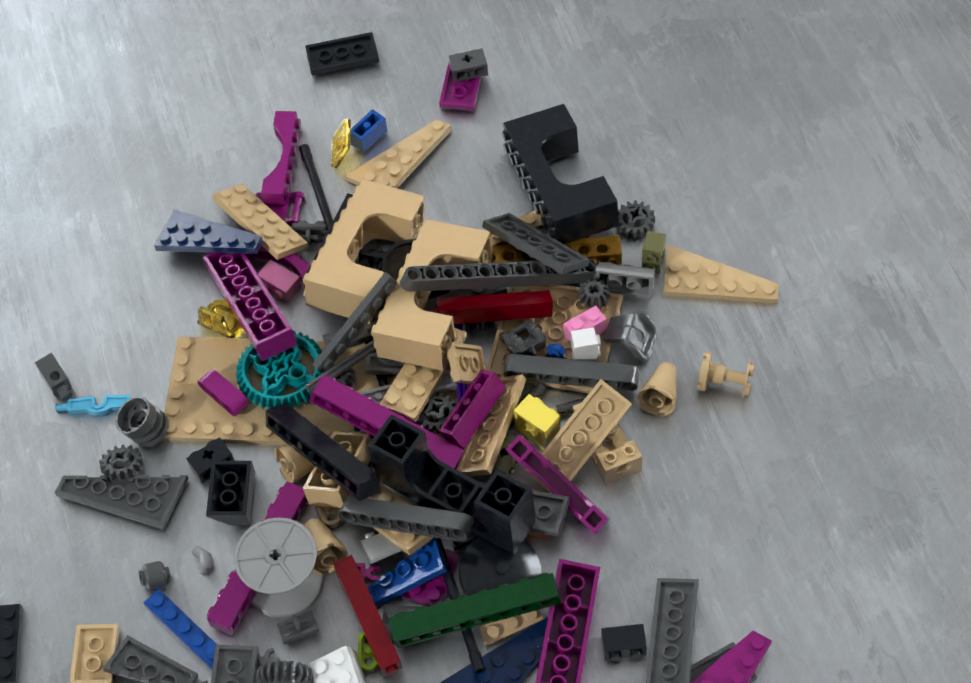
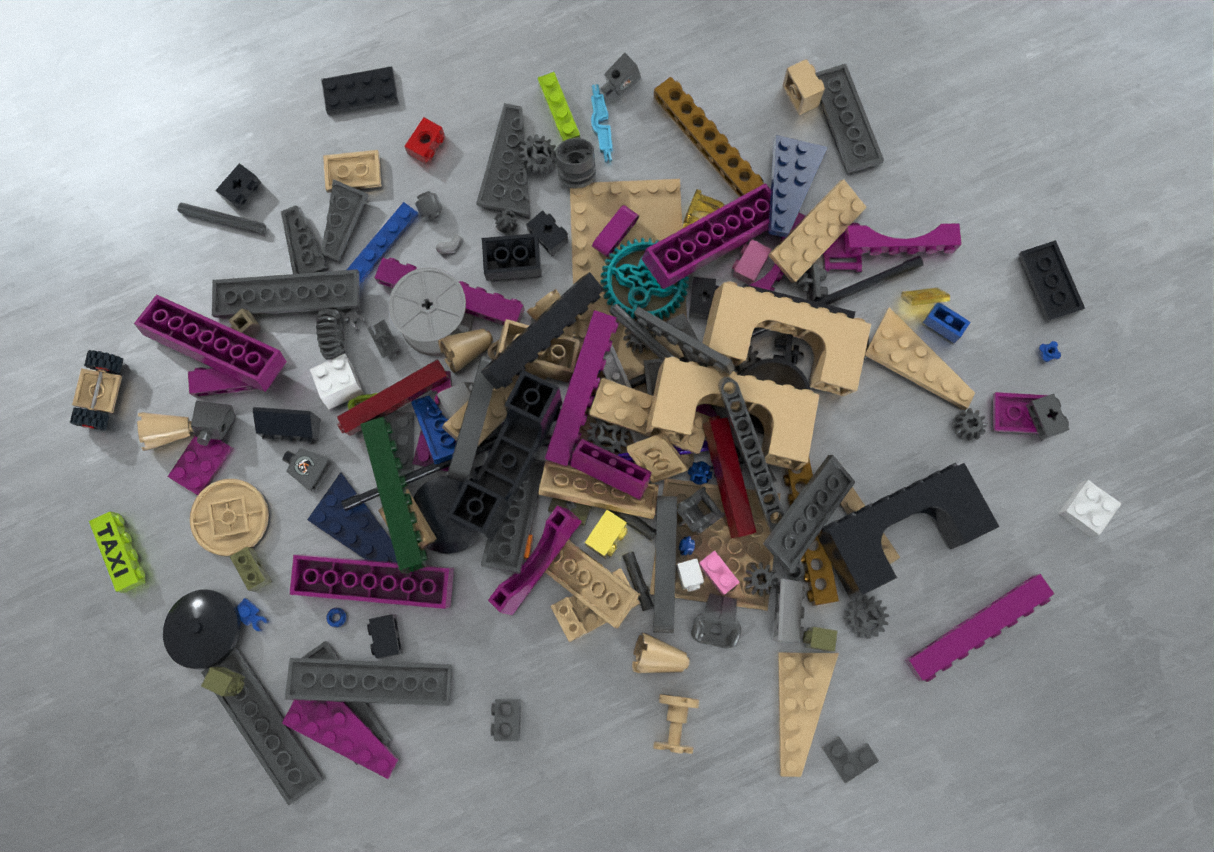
camera: 85 degrees right, 20 degrees up
(77, 439) = (557, 107): none -> lime brick
(85, 583) = (425, 131): none -> red brick
(109, 219) = (803, 86): none -> tan brick
(136, 316) = (697, 135): none -> pearl gold brick
(148, 191) = (848, 120): none -> dark grey plate
(189, 498) = (506, 221): none -> dark grey gear
(309, 323) = (701, 287): none -> black brick
(407, 62) = (1044, 351): none -> blue plate
(466, 125) = (962, 424): none -> dark grey gear
(484, 338) = (700, 473): none -> blue gear
(553, 48) = (1089, 508): none -> white brick
(651, 137) = (979, 627): none -> magenta brick
(716, 523) = (512, 720): none -> dark grey brick
(767, 246) = (846, 763): none -> dark grey plate

